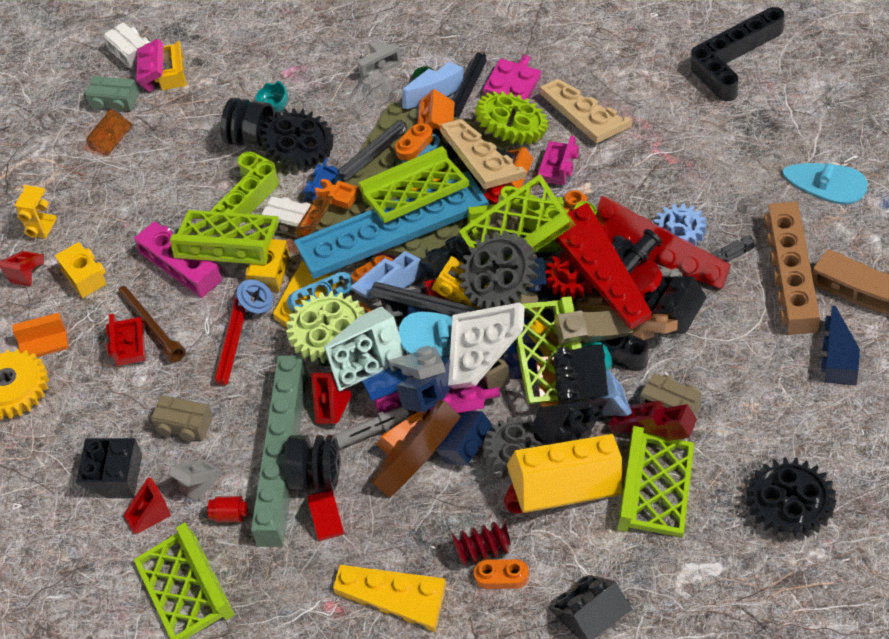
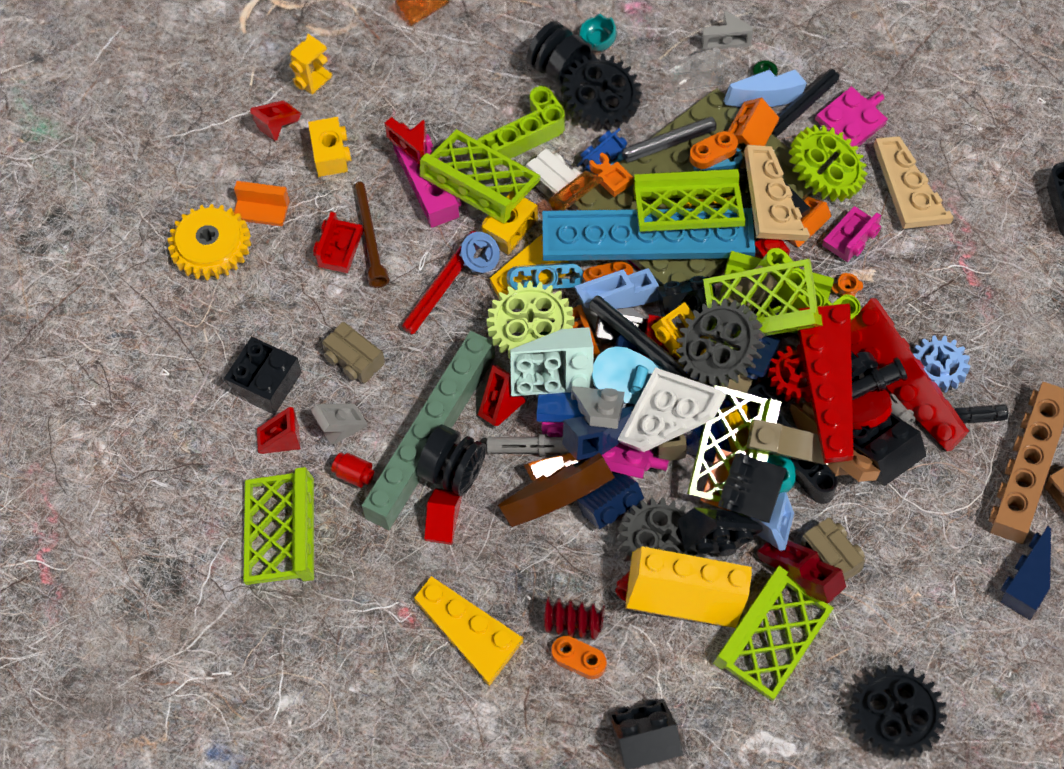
camera: 20 degrees right, 10 degrees up
(150, 233) = (410, 141): none -> red slope

